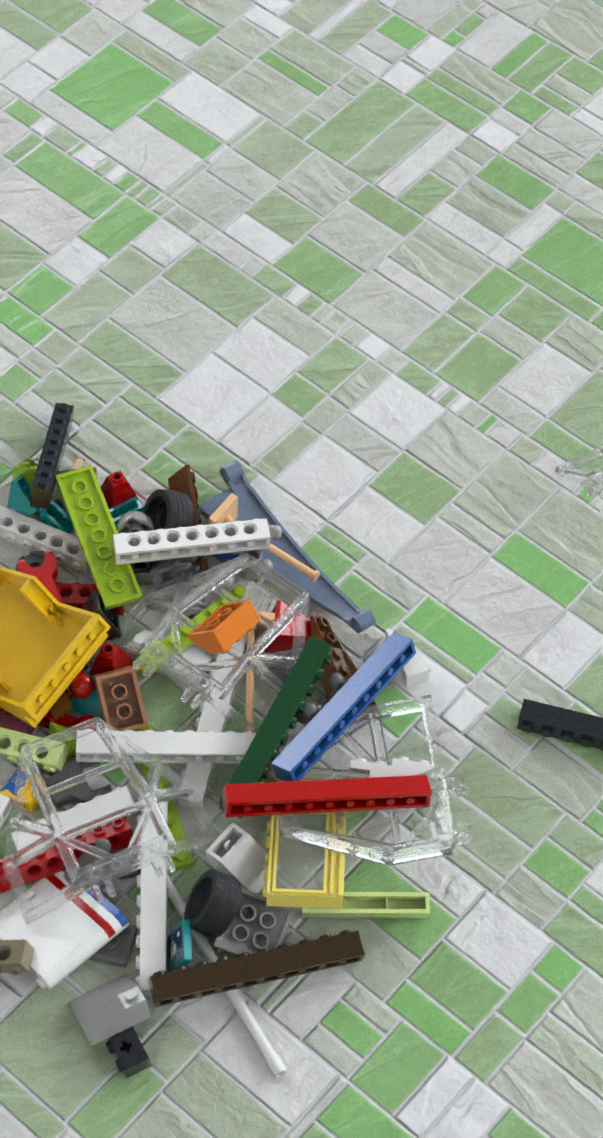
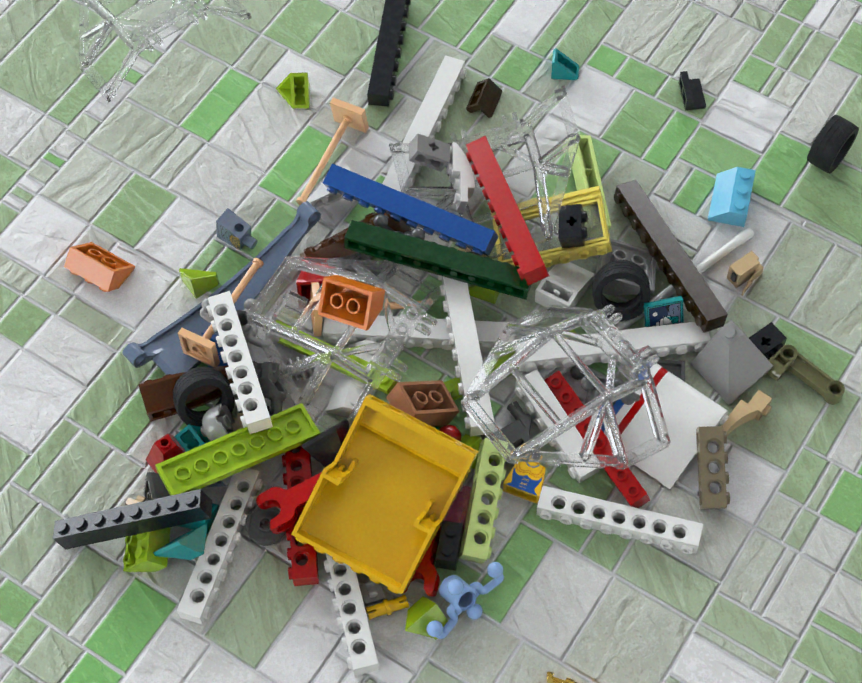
camera: 95 degrees left, 5 degrees up
(53, 1026) = (744, 412): none -> tan slope
(85, 1087) = (806, 372): none -> olive piece
(227, 1051) = (745, 269): none -> tan piece
(293, 857) = (572, 226): none -> black brick
(310, 528) = (198, 281): none -> lime slope
(330, 1063) = (732, 196): none -> medium azure slope
(346, 452) = (98, 266): none -> orange slope
(363, 563) = (234, 231): none -> sand blue torso
(416, 726) = (429, 152): none -> light grey brick
(484, 759) = (431, 112): none -> white brick
(493, 679) = (347, 115): none -> light nougat tile
(493, 1050) = (691, 92): none -> black panel
(511, 823) = (484, 97): none -> dark brown panel
(541, 640) = (296, 90): none -> lime slope
(551, 911) = (563, 67): none -> teal slope

